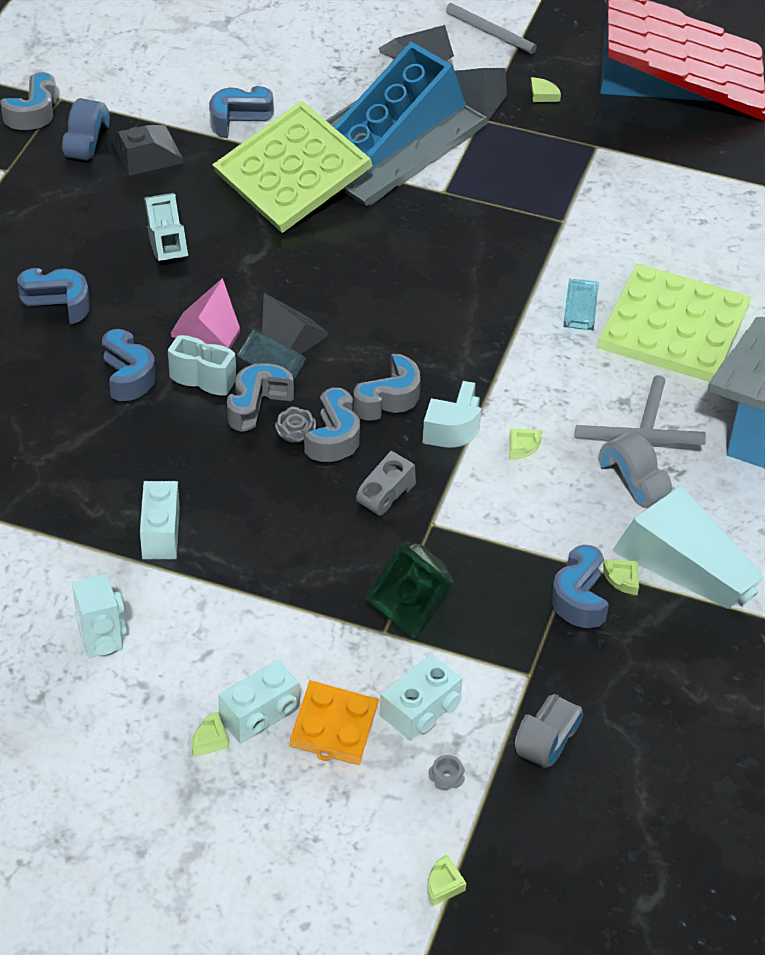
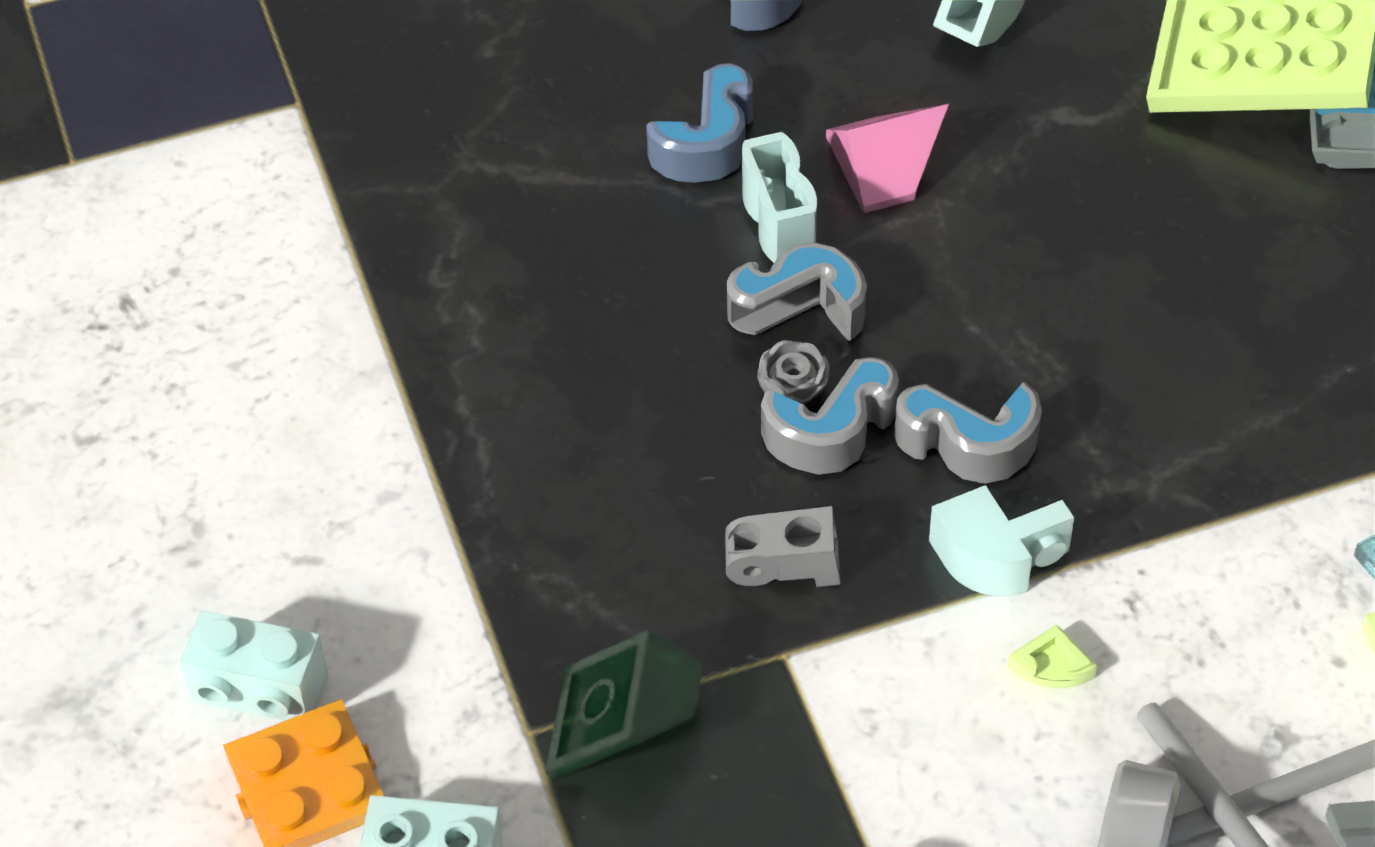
camera: 55 degrees right, 5 degrees up
(99, 615) = (228, 395): light aqua brick -> none
(159, 520) = (467, 347): light aqua brick -> none
(209, 736) = (160, 658): yellowish green tile -> none
(262, 350) = (891, 261): clear light blue tile -> none
(289, 326) = (964, 244): dark grey slope -> none

